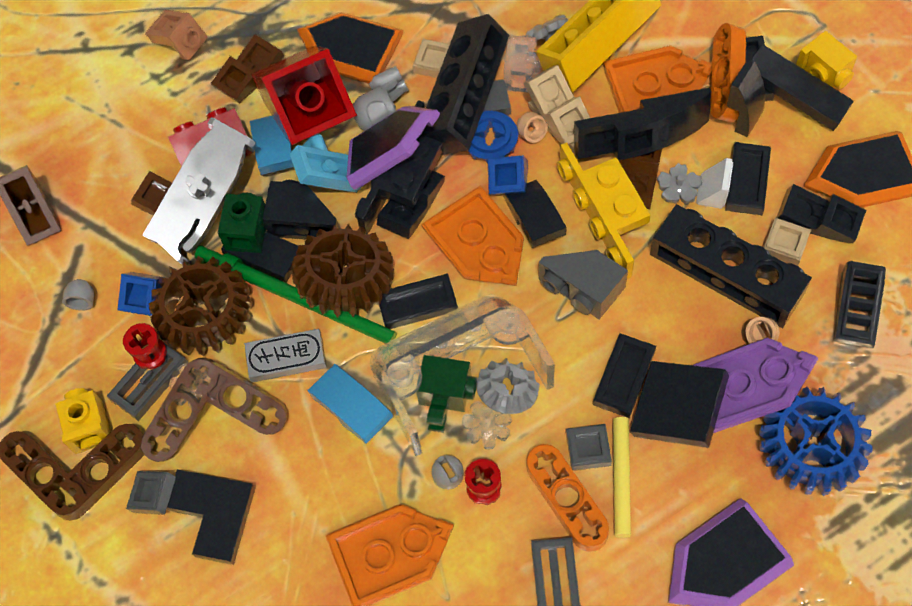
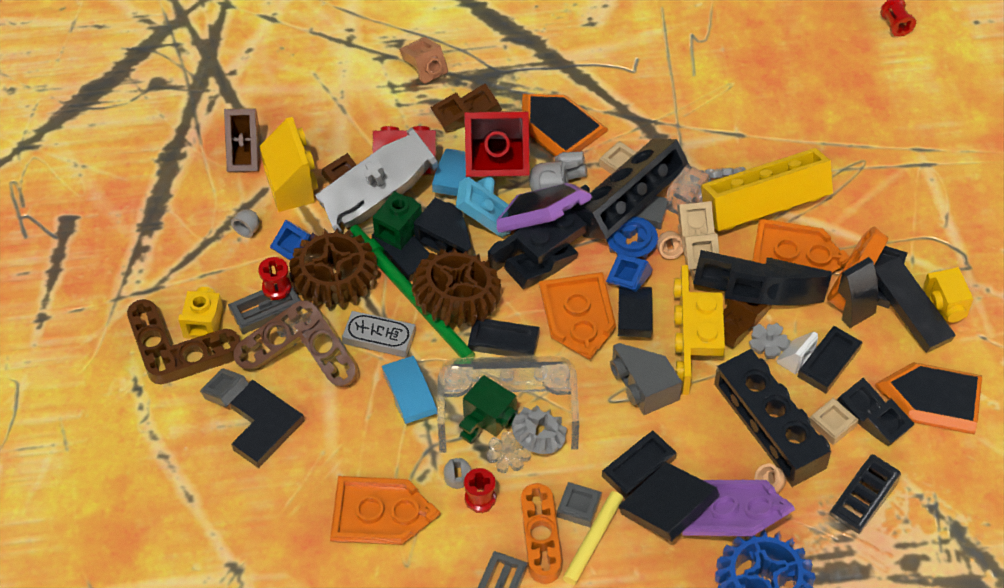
camera: 20 degrees right, 10 degrees down
(94, 213) = (289, 166): none -> yellow slope

